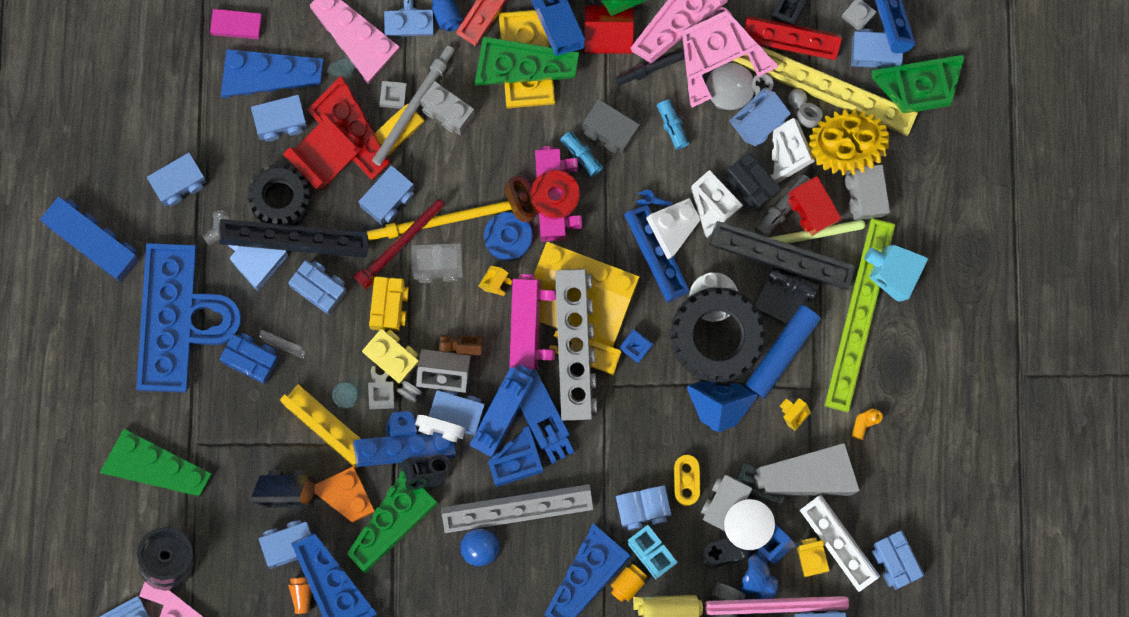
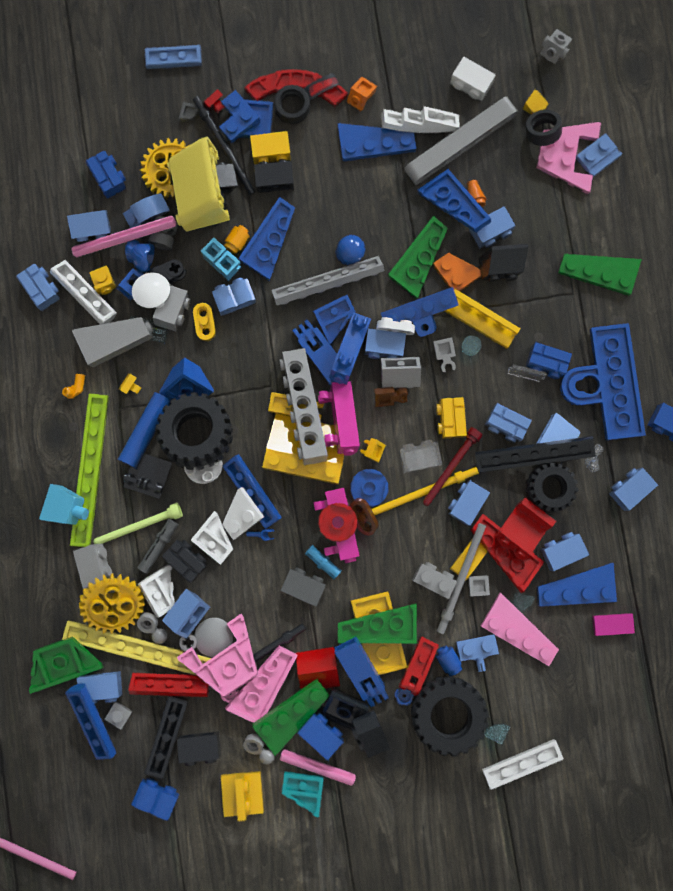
camera: 170 degrees right, 5 degrees up
(167, 573) = (592, 200): black wheel -> none
(391, 356) = (441, 379): light yellow bracket -> none
(409, 391) = (423, 354): light grey bush -> none
(422, 473) = (404, 292): black piece -> none
(635, 345) = (257, 417): blue tile -> none
(673, 124) = (254, 598): dark azure pin -> none
(781, 255) = (154, 503): black plate -> none
(813, 206) = (133, 546): red brick -> none

